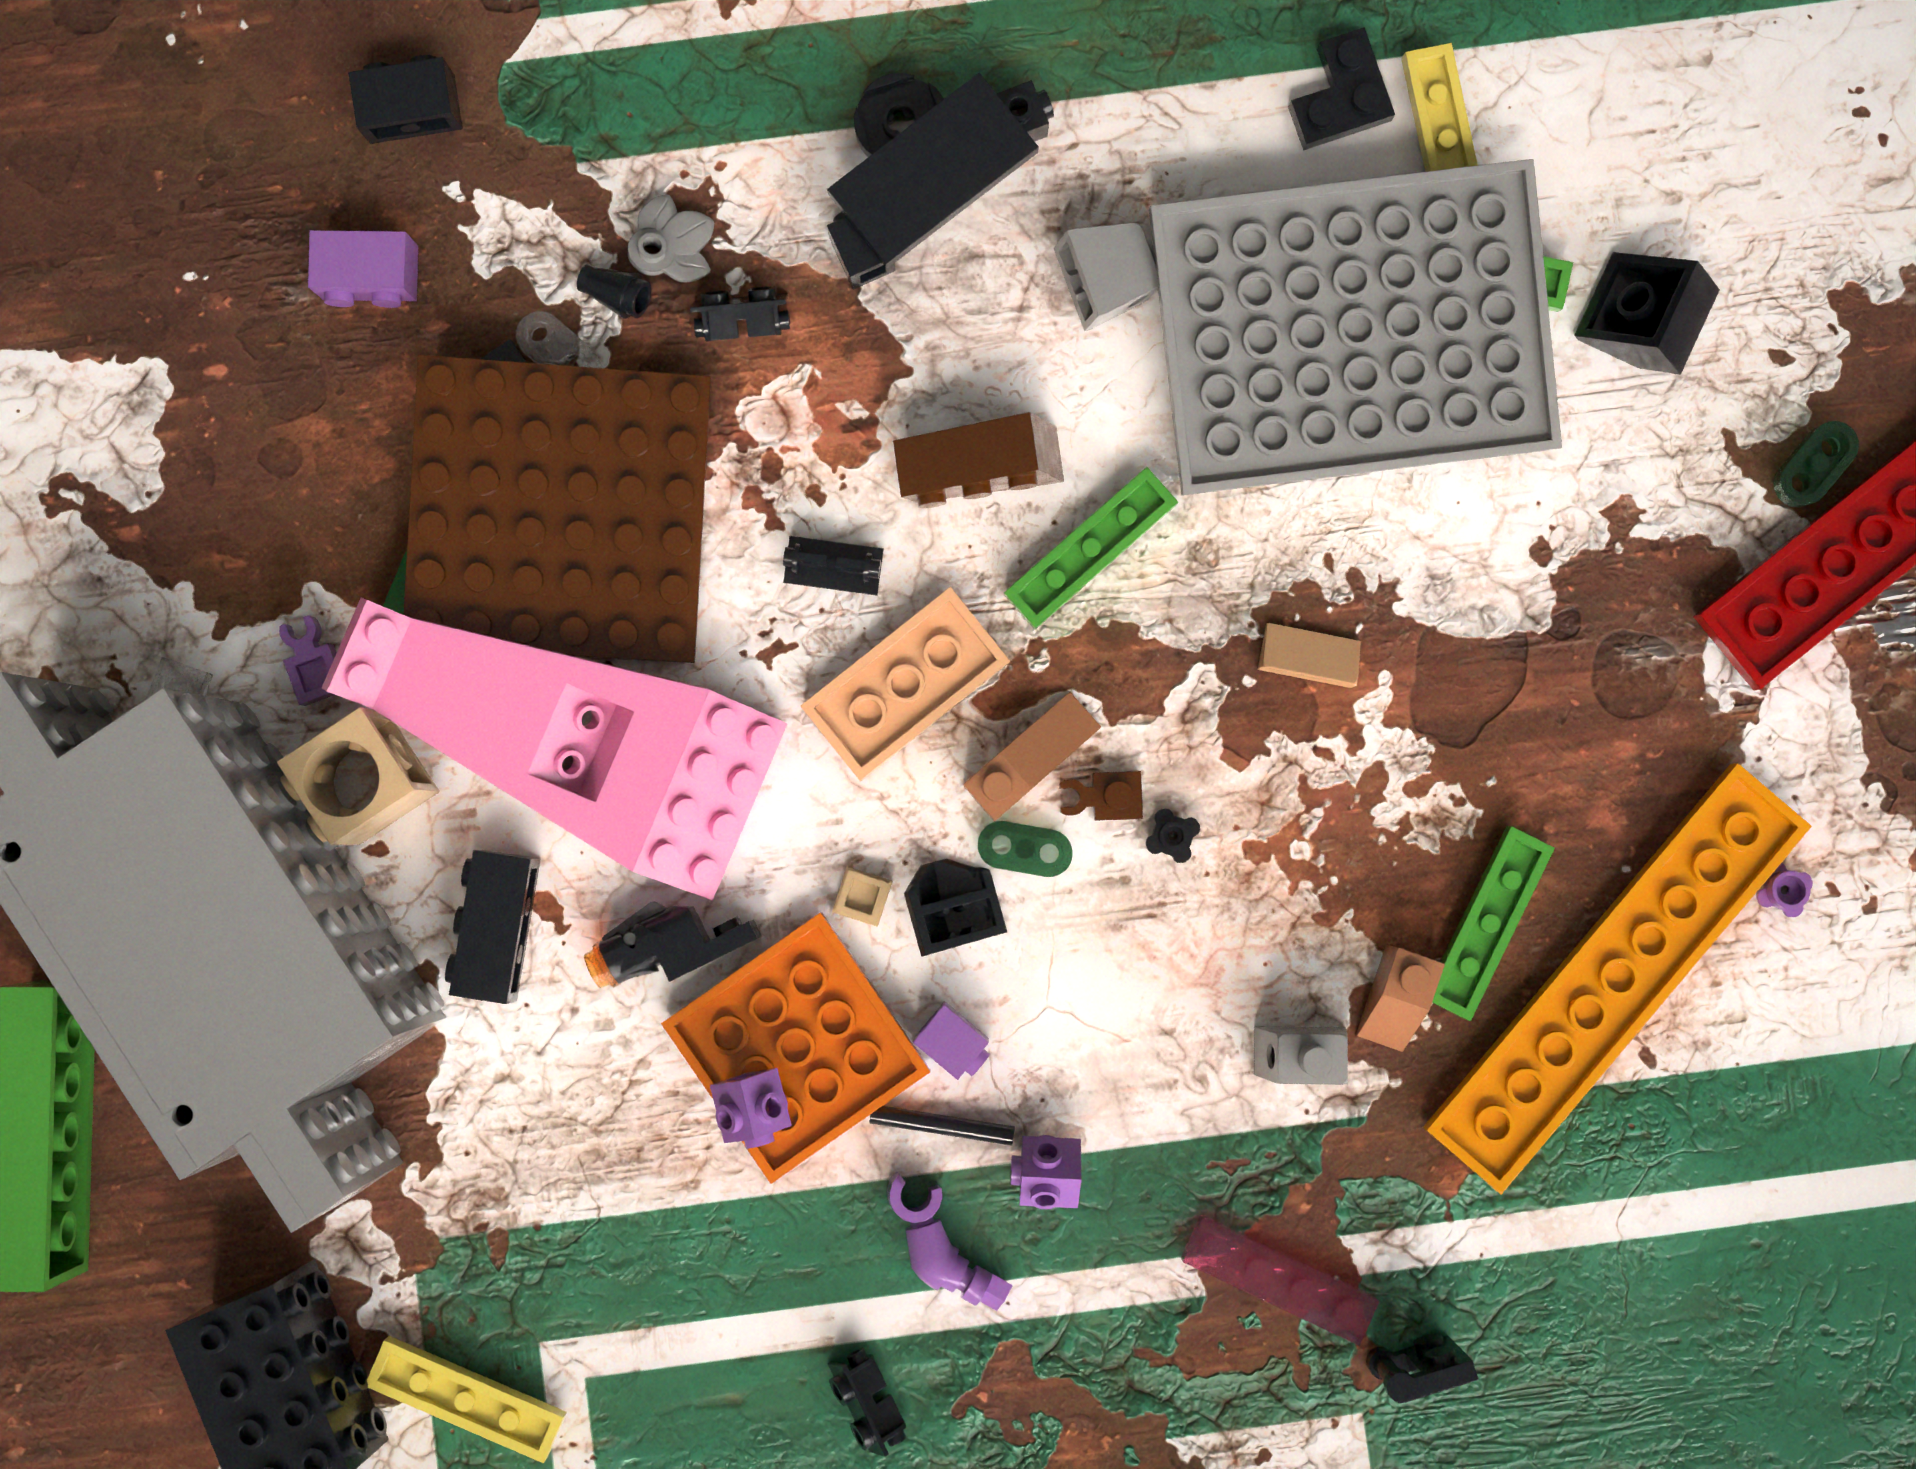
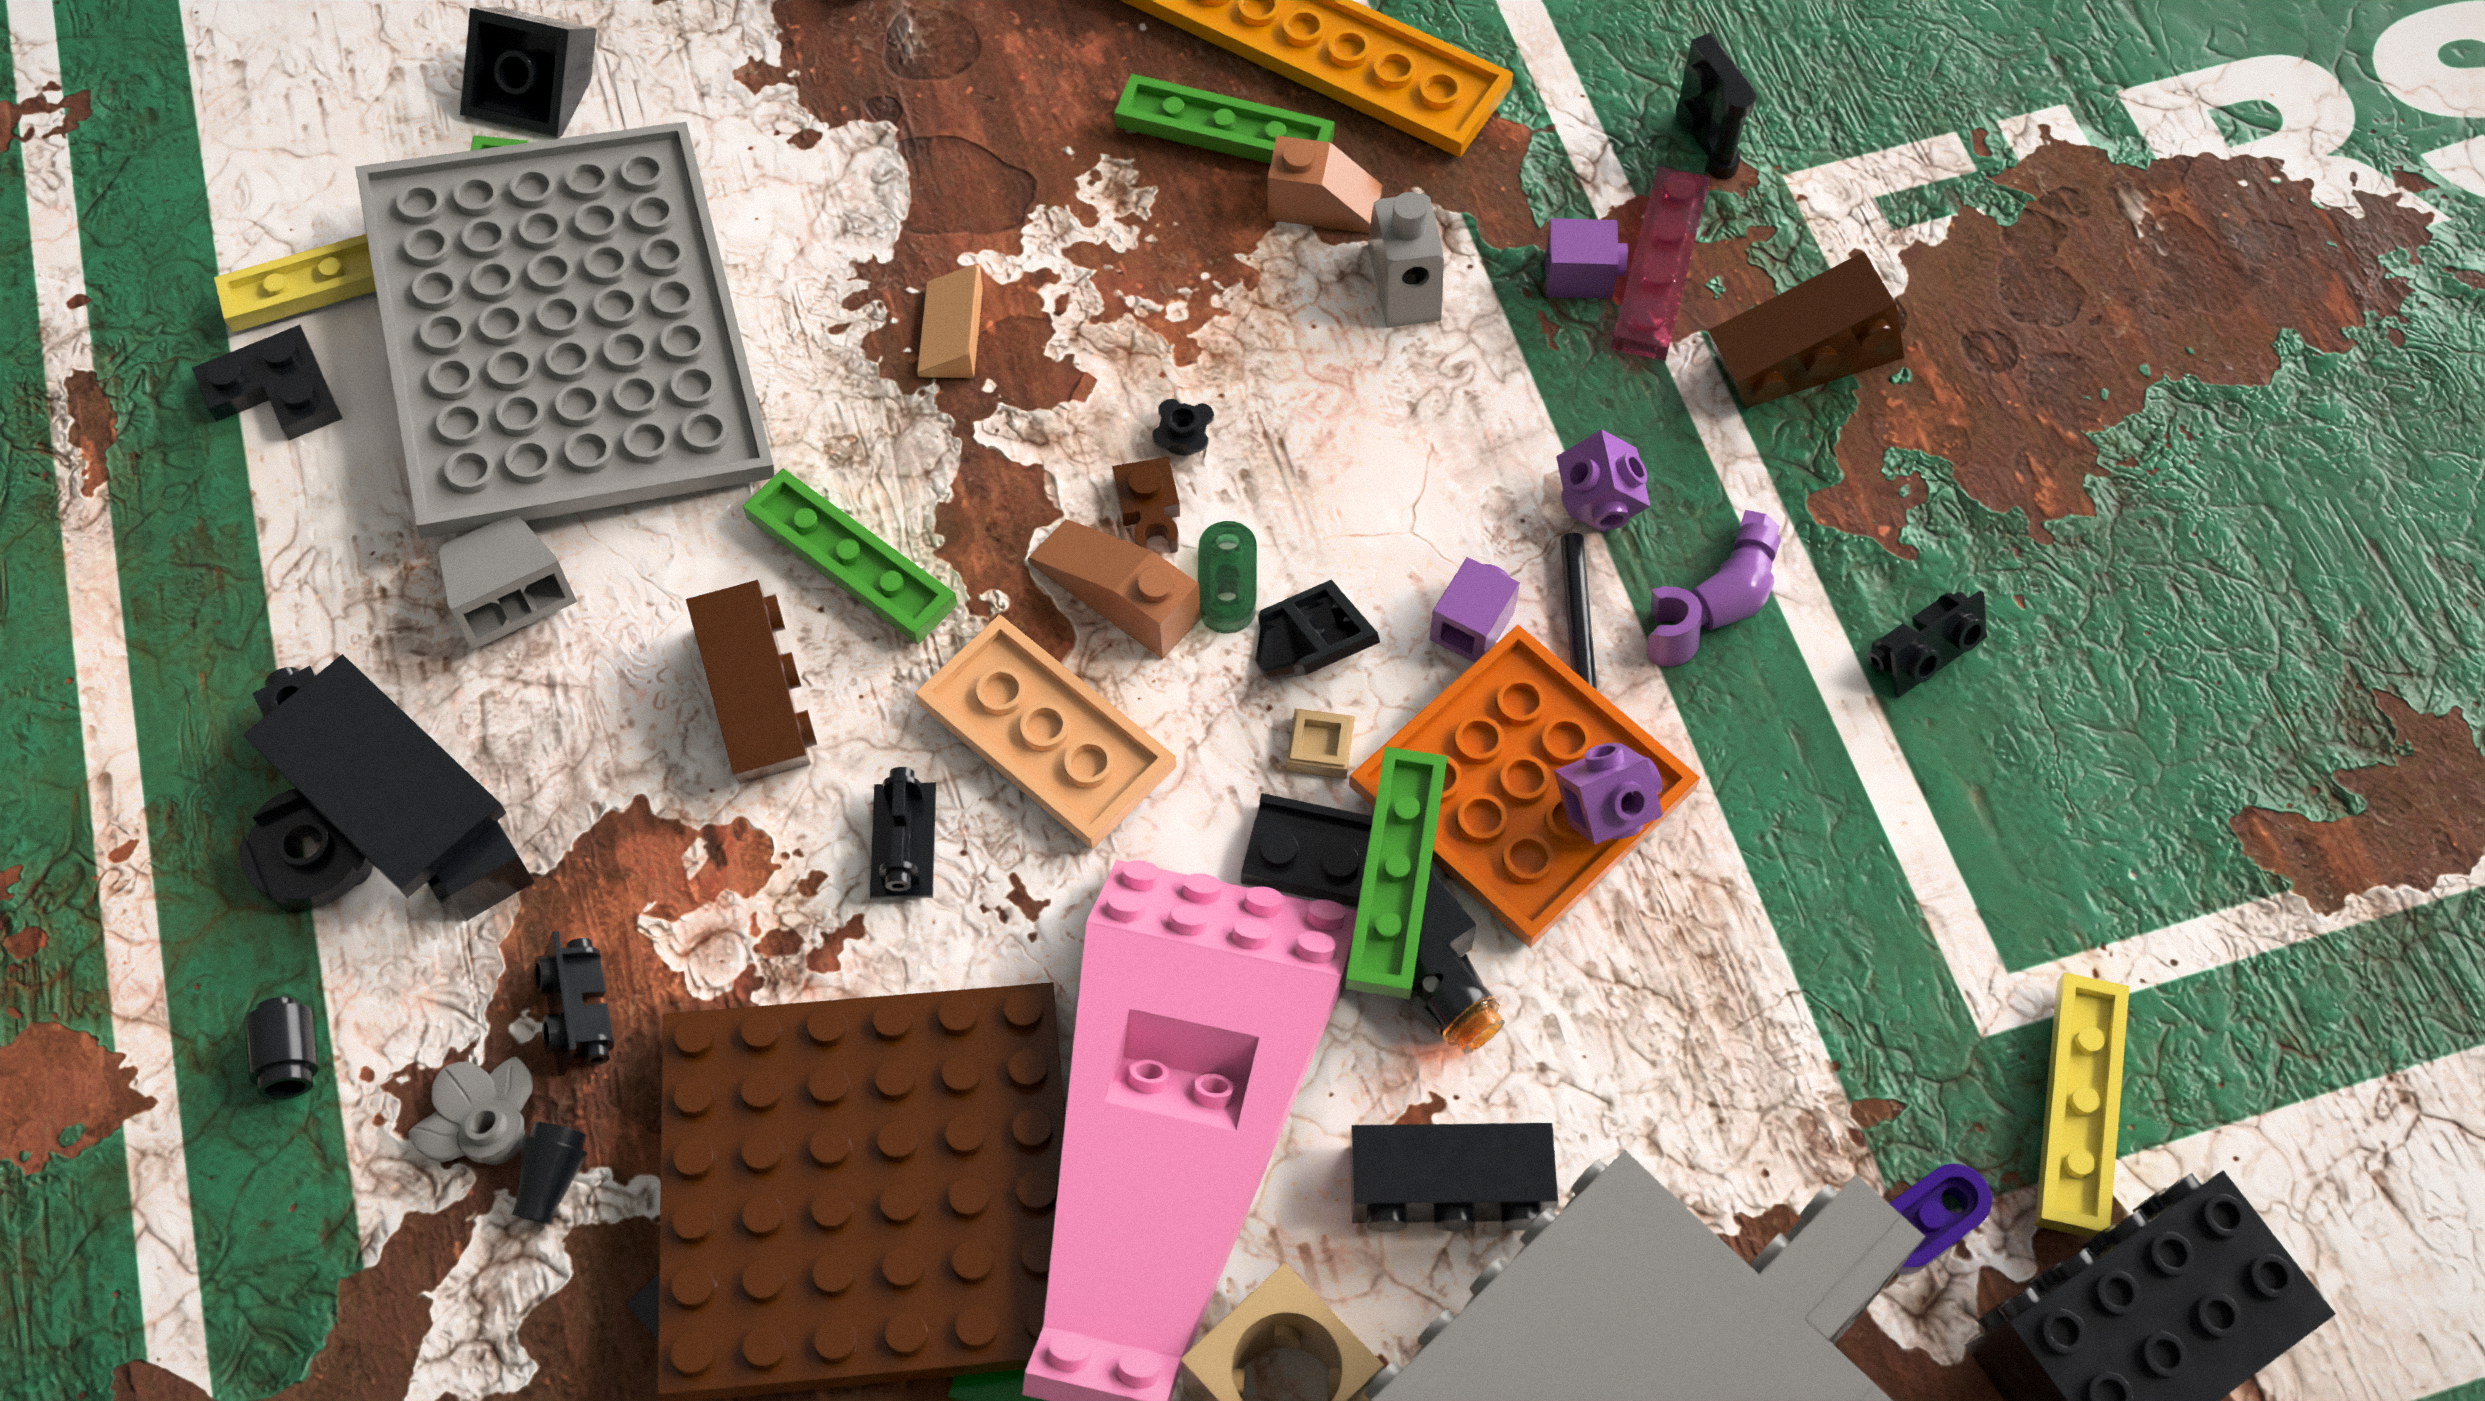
camera: 100 degrees left, 25 degrees down
(397, 1261) = (1942, 1228): none -> dark purple plate
(559, 344) = (630, 1233): clear plate -> none
(712, 929) = (1396, 873): none -> bright green plate
(739, 104) = (281, 1048): none -> black brick
(772, 873) = (1307, 850): none -> black plate
(1162, 1382) = (1810, 334): none -> reddish brown wedge
(1285, 1211) = (1583, 258): none -> medium lavender brick

